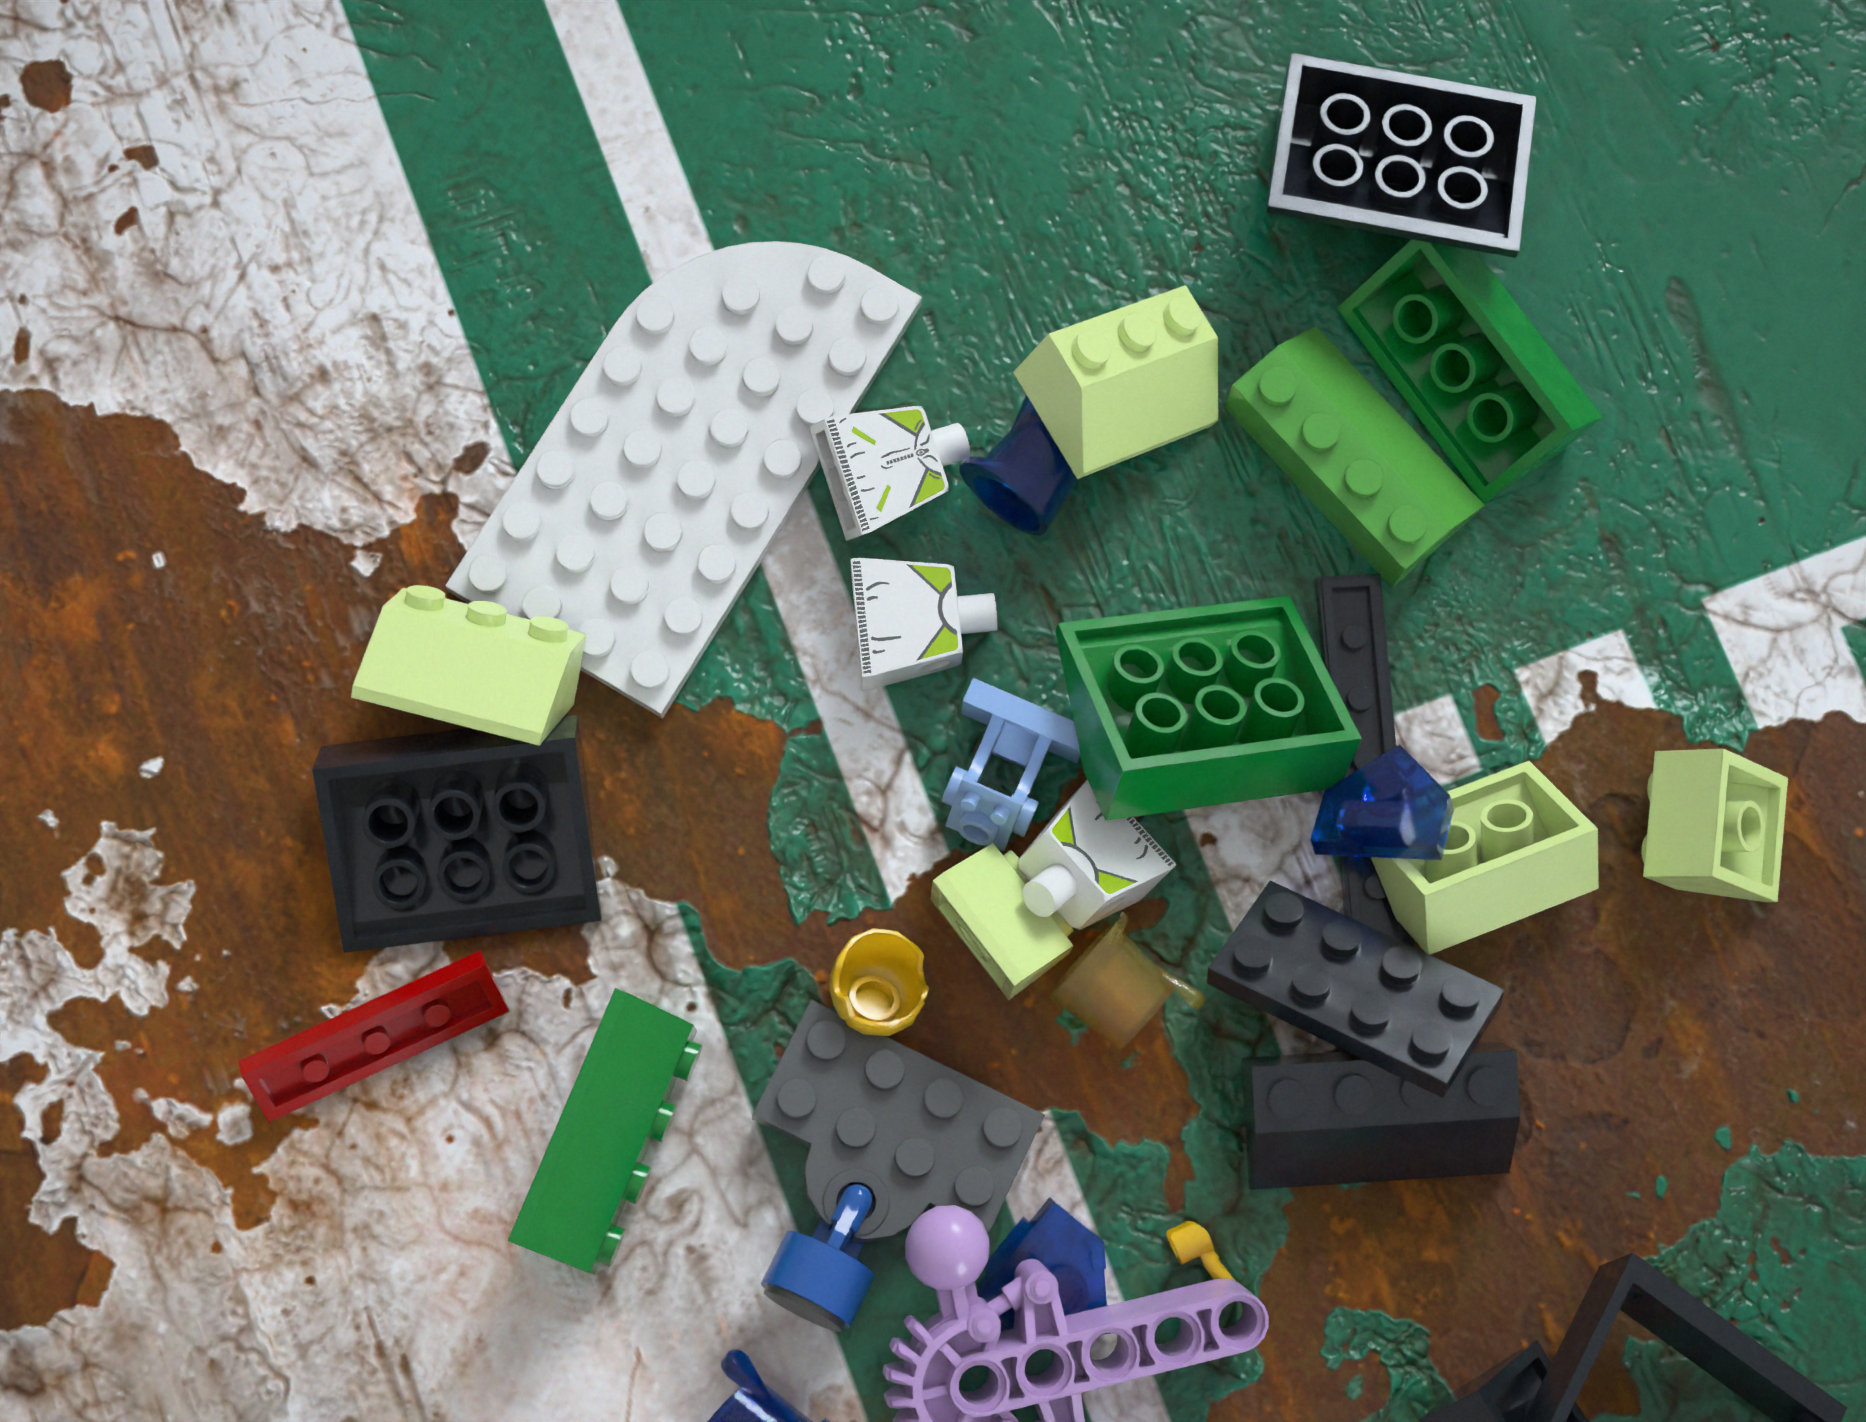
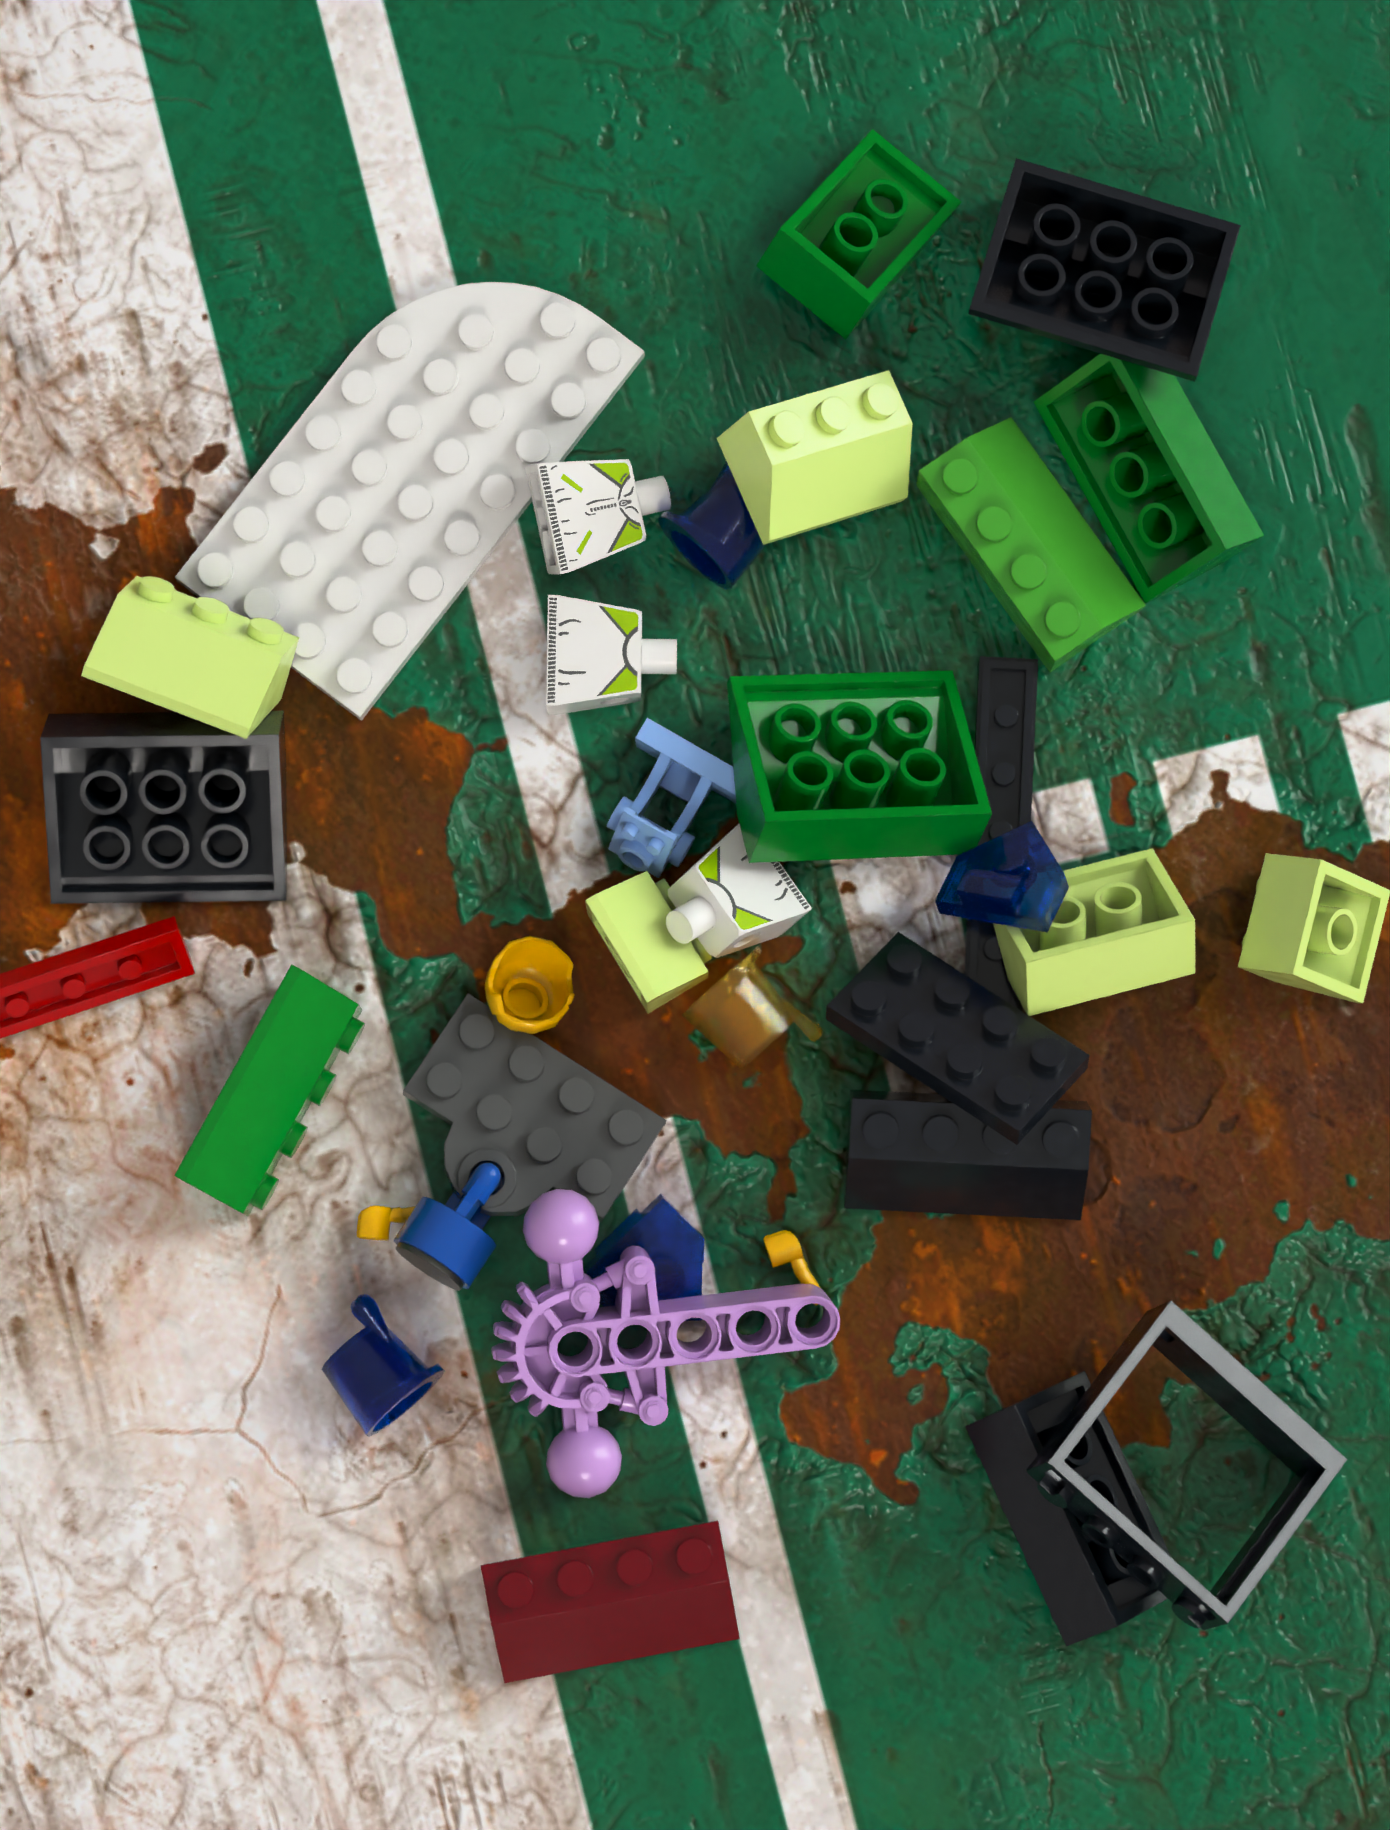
camera: 10 degrees right, 5 degrees up
(737, 1263) = (376, 1220): none -> yellow hand
(1130, 154) = (857, 233): none -> green slope

